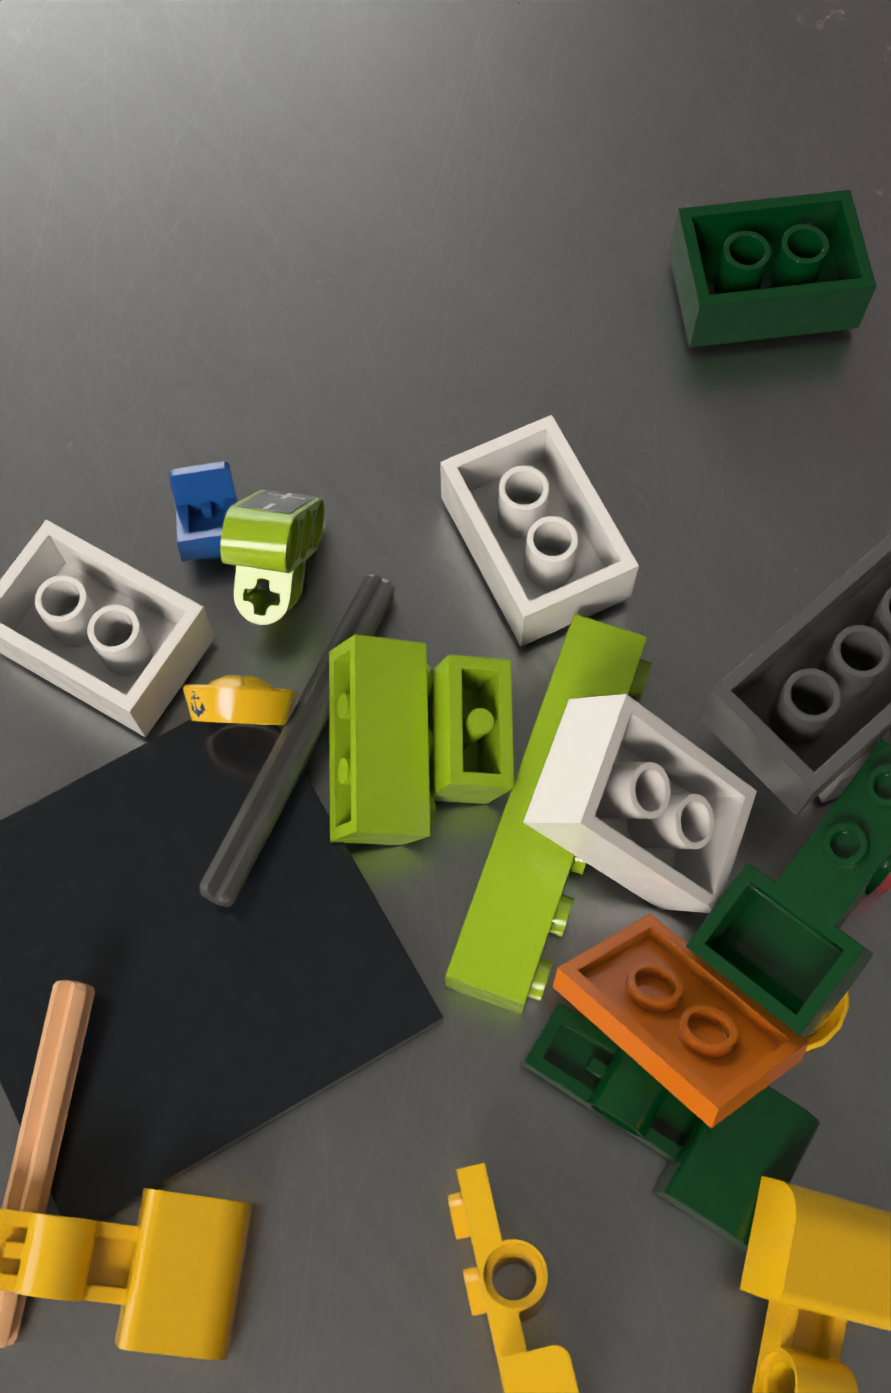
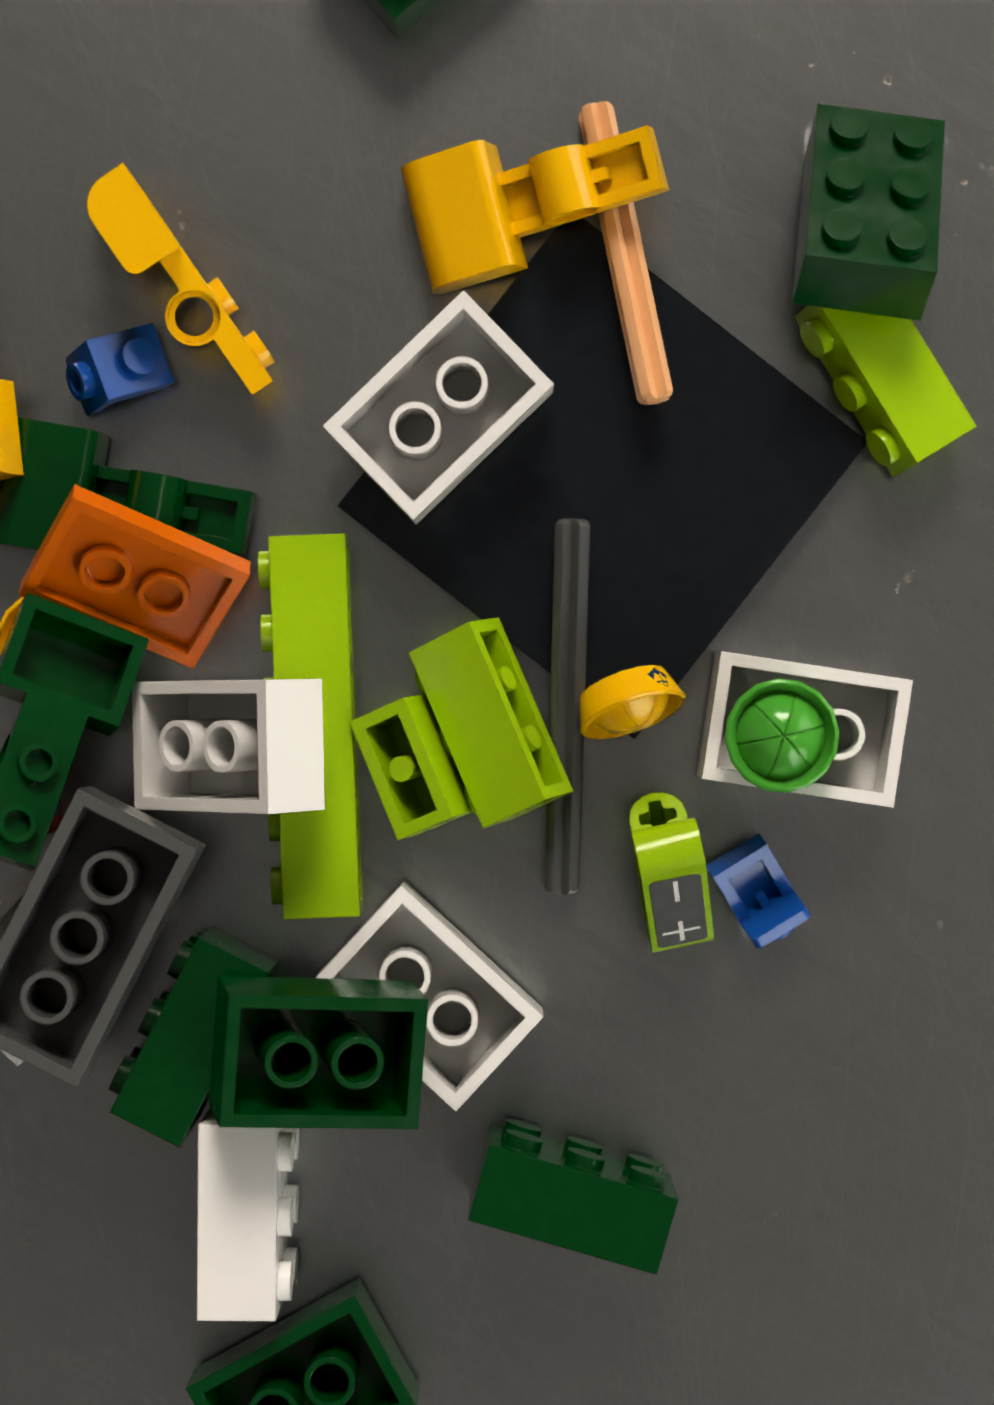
camera: 160 degrees right, 20 degrees up
(108, 606) = (782, 735): none -> bright green hat
(290, 1063) = (439, 407): none -> white brick
(479, 324) = (573, 1196): none -> dark green brick
(619, 1261) = (117, 368): none -> blue bracket
(660, 477) = (317, 1053): none -> dark green brick
(768, 567) = (170, 1077): none -> dark green brick
(770, 409) = (245, 1221): none -> white brick

